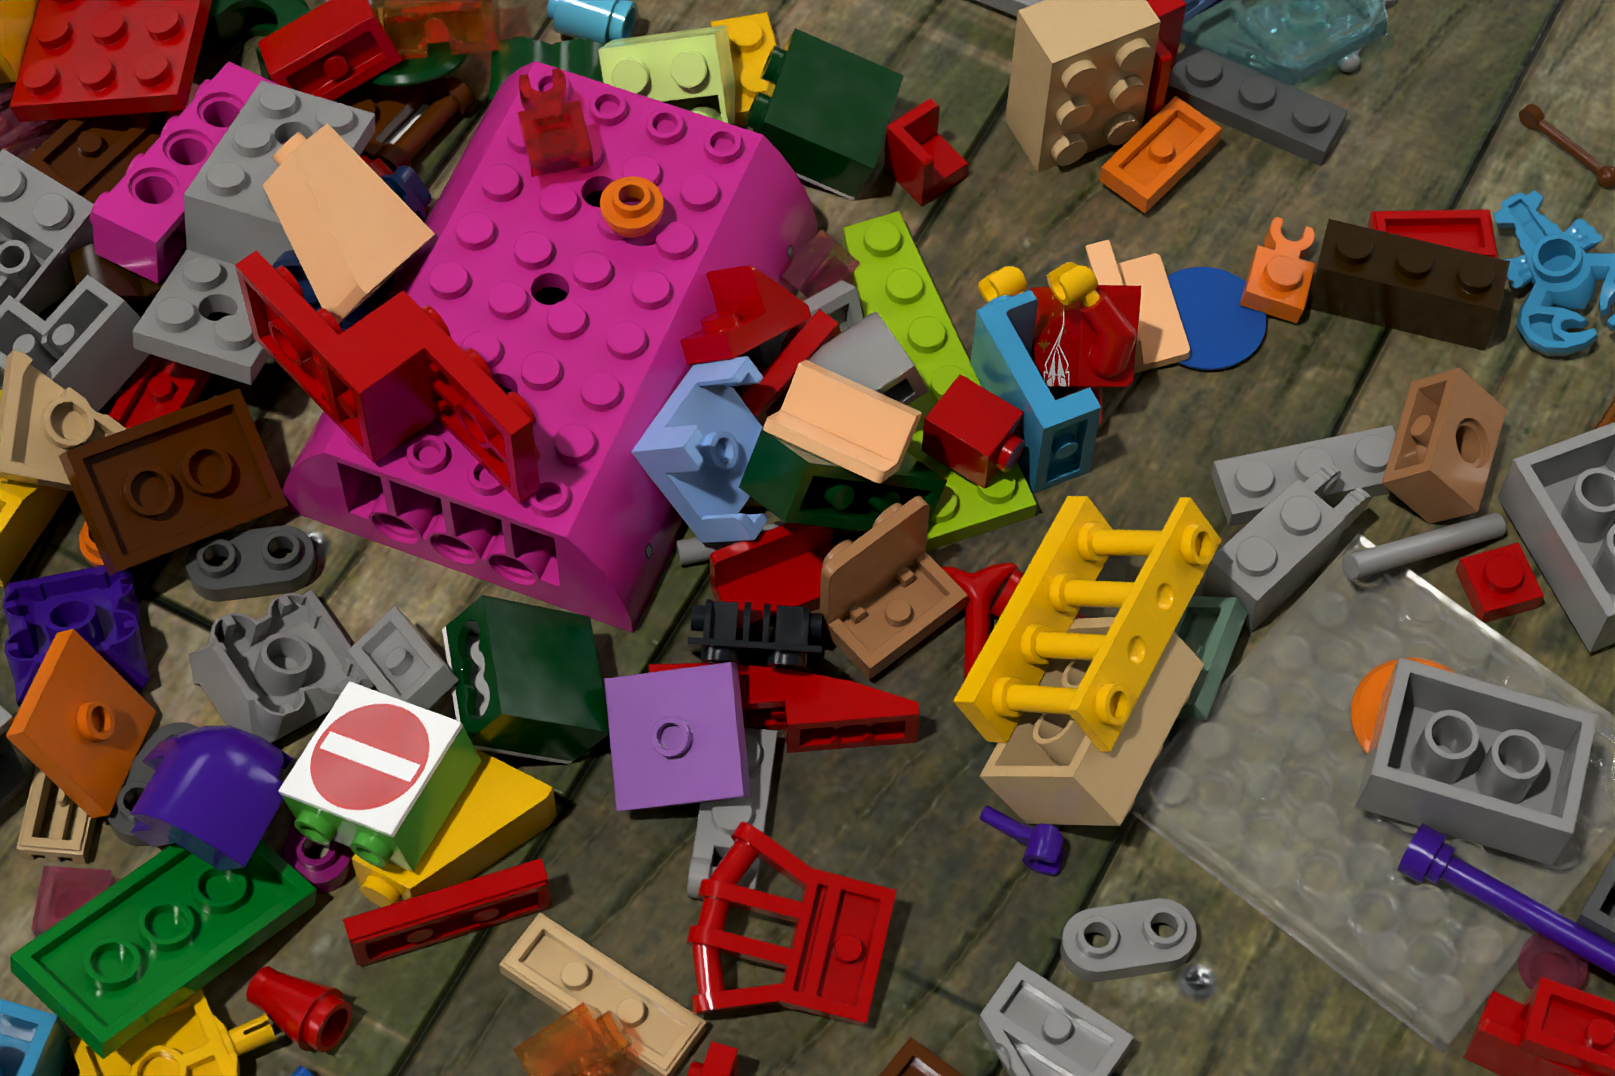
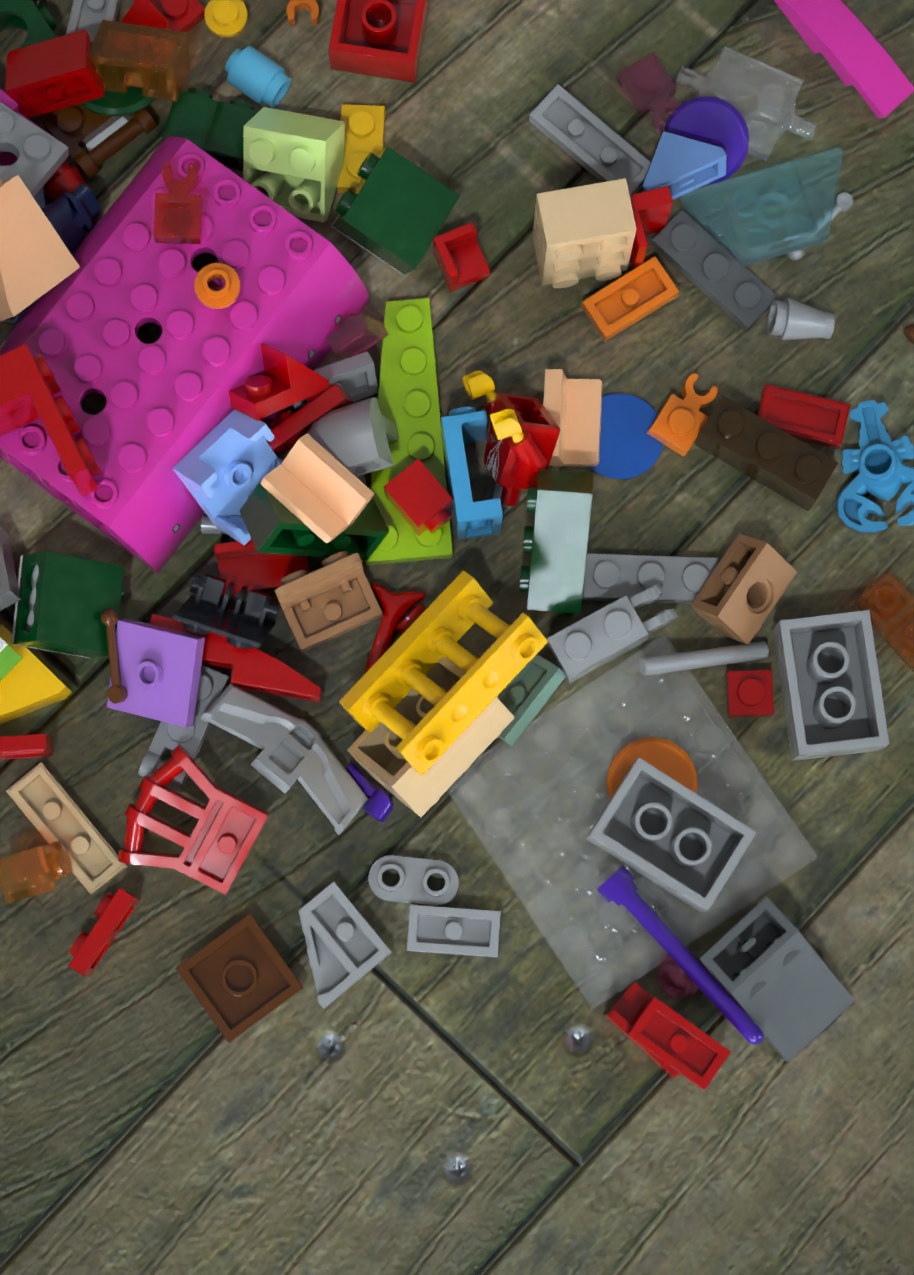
camera: 15 degrees right, 20 degrees up
(628, 780) = (116, 693): none -> reddish brown hinge
(897, 807) = (289, 752): none -> light grey plate
(1180, 428) = (557, 540): none -> brick
(1211, 989) = (453, 931): none -> light grey plate
(1384, 130) = (796, 321): none -> light grey cone

